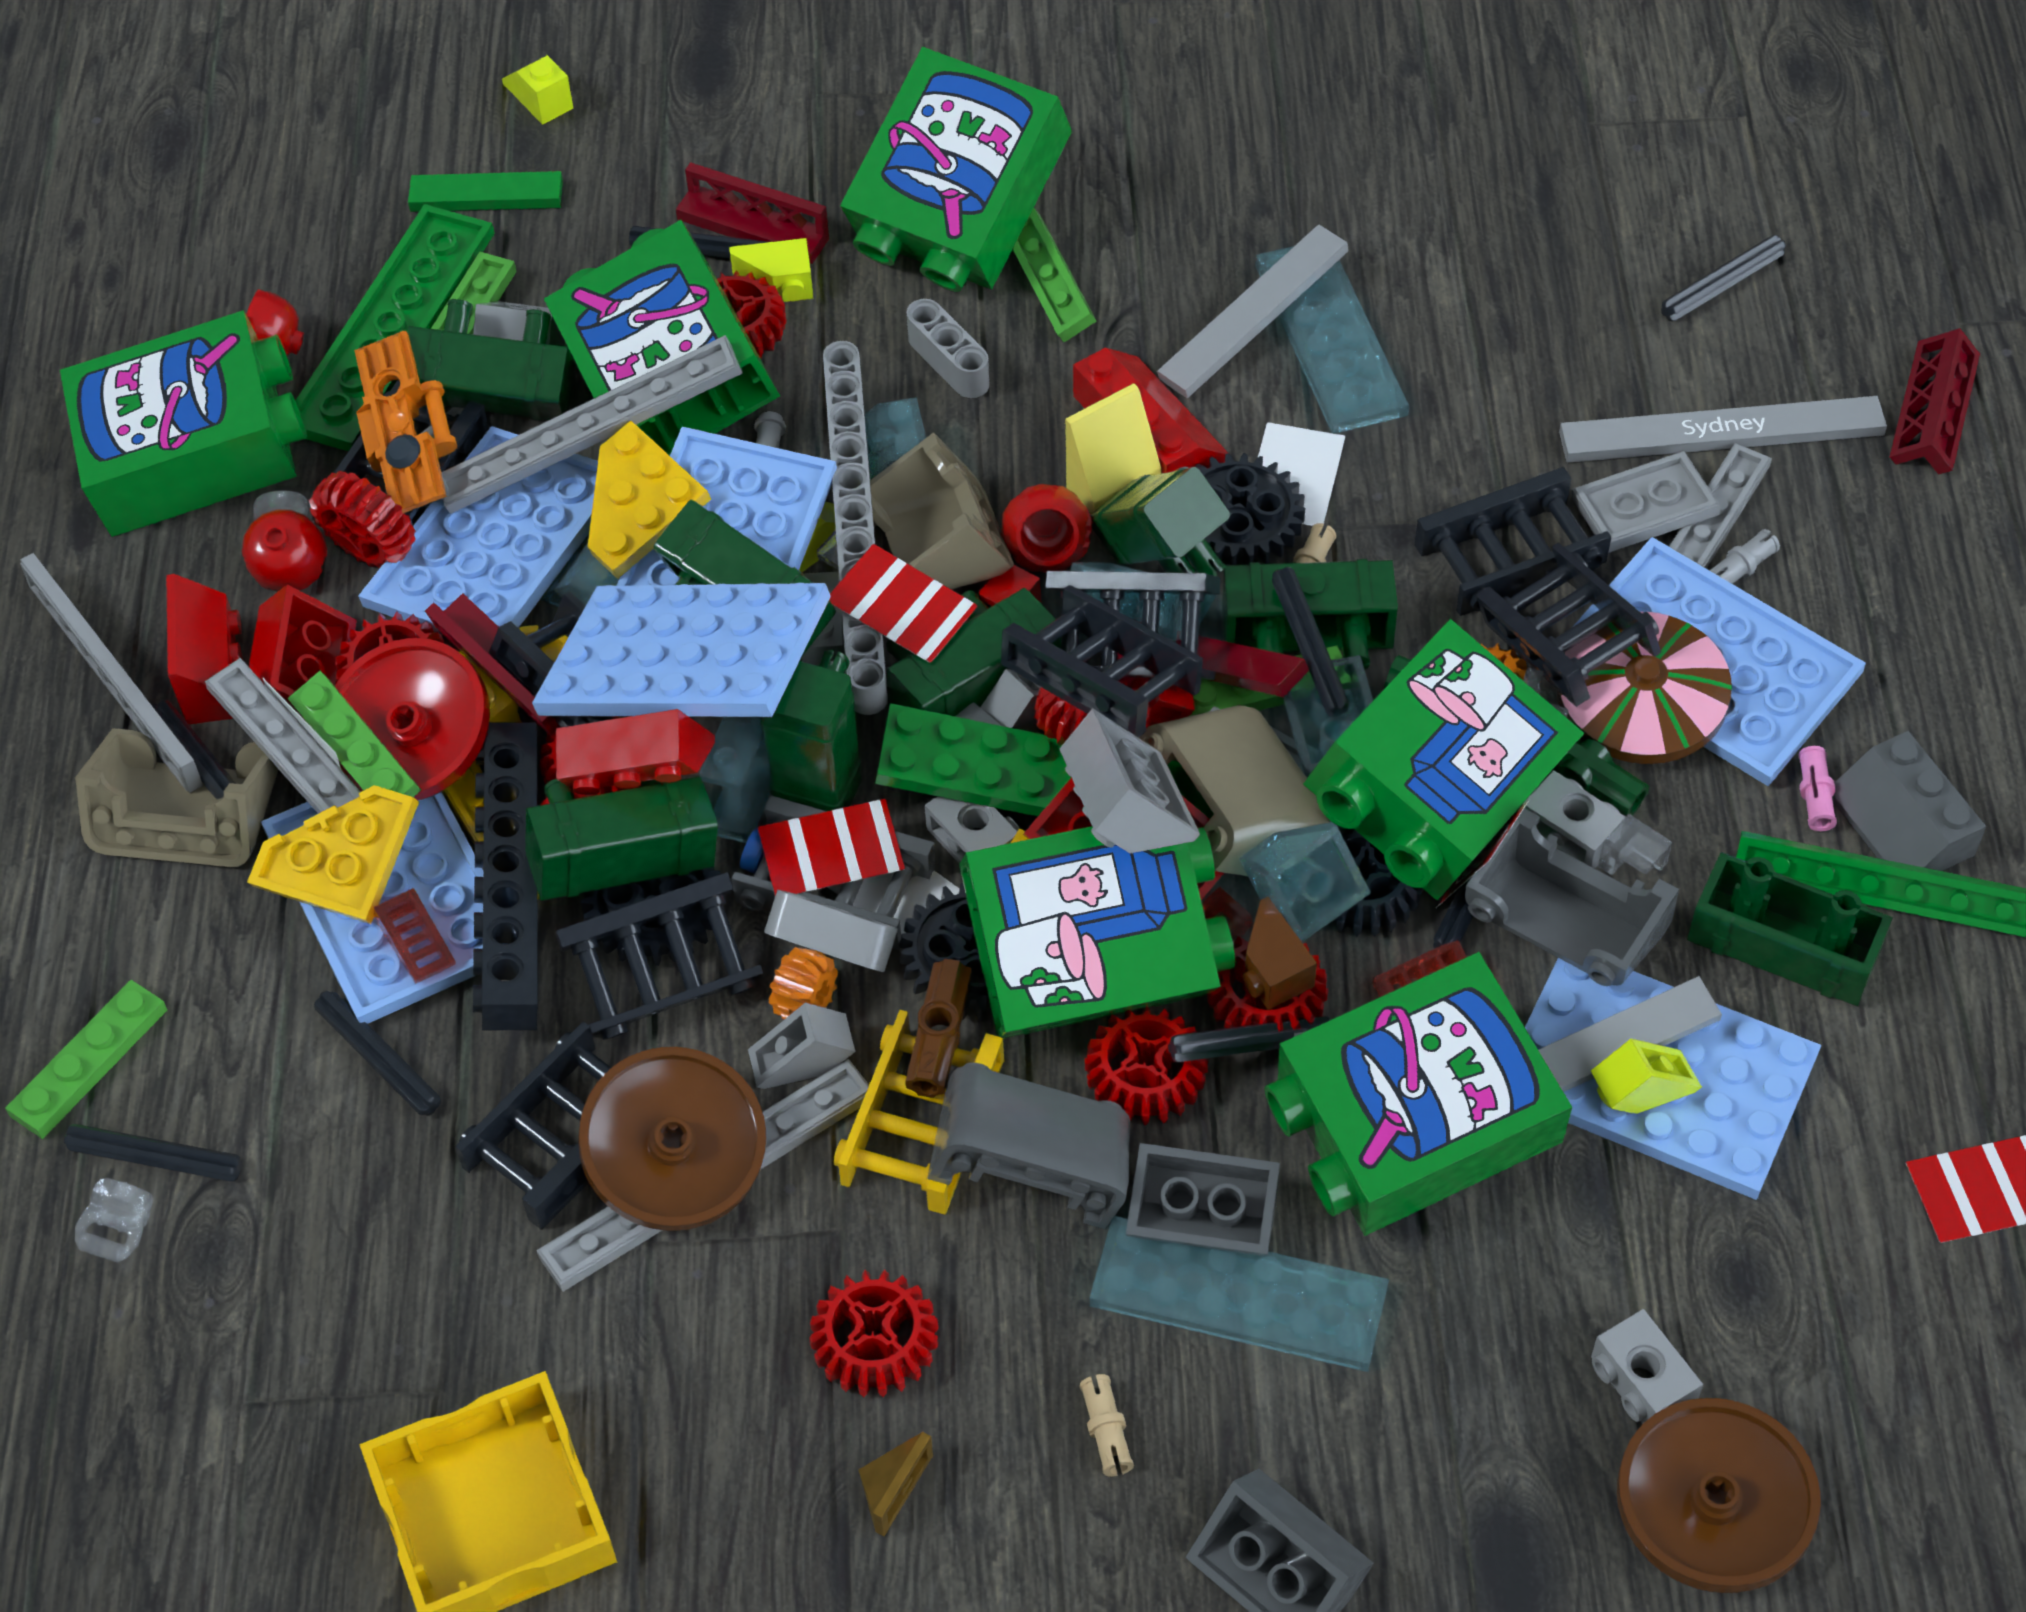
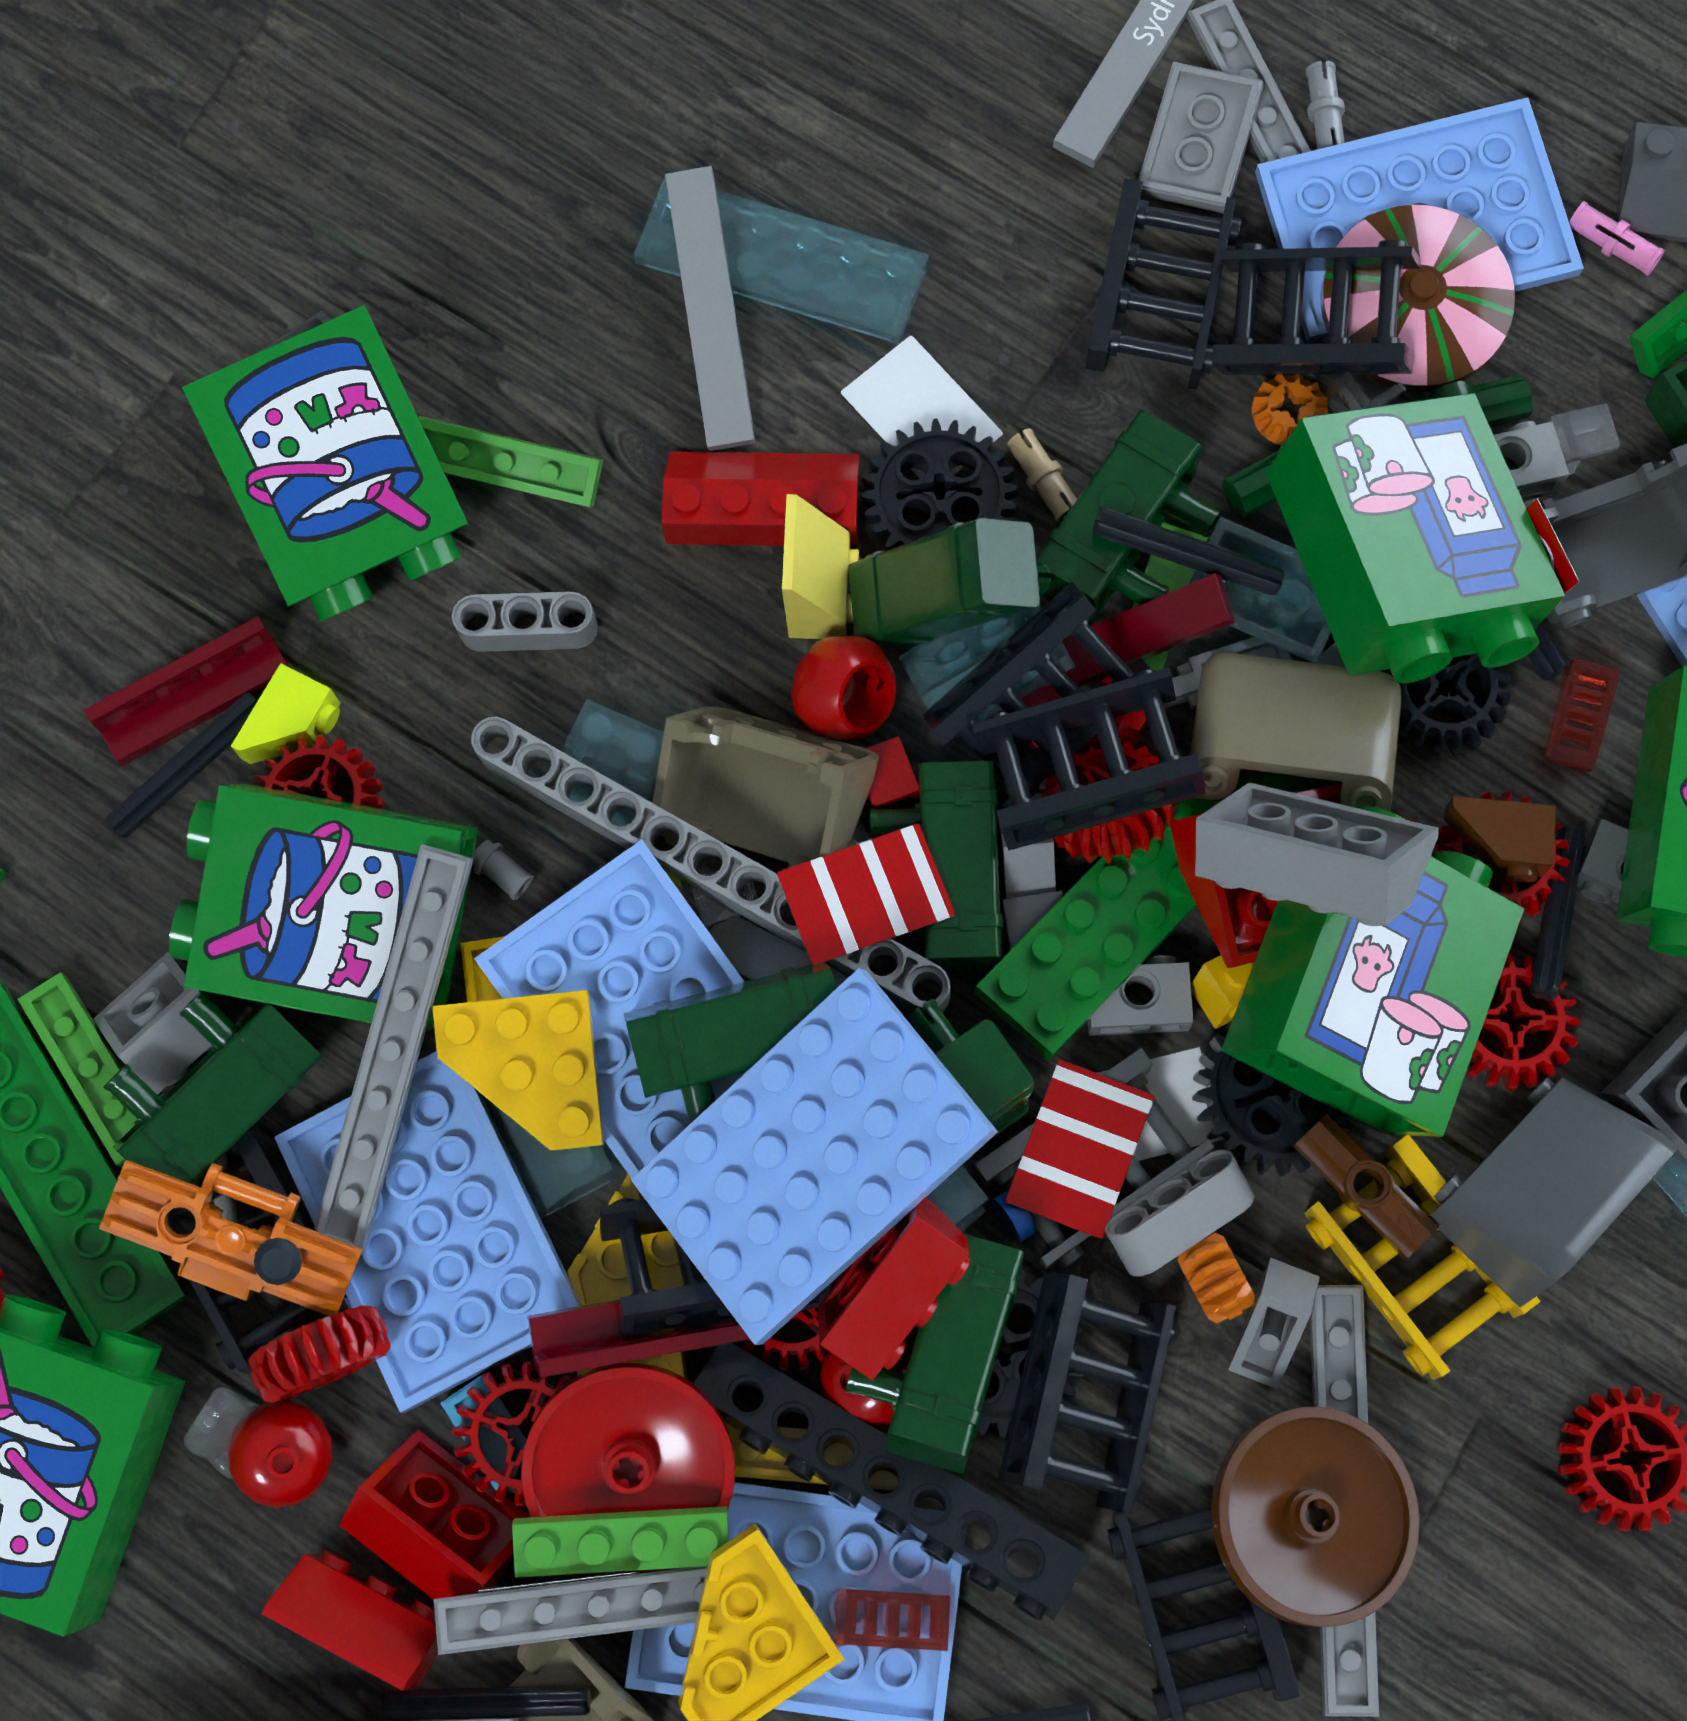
camera: 50 degrees left, 20 degrees up
(1306, 876) = (1451, 750): clear light blue slope -> none

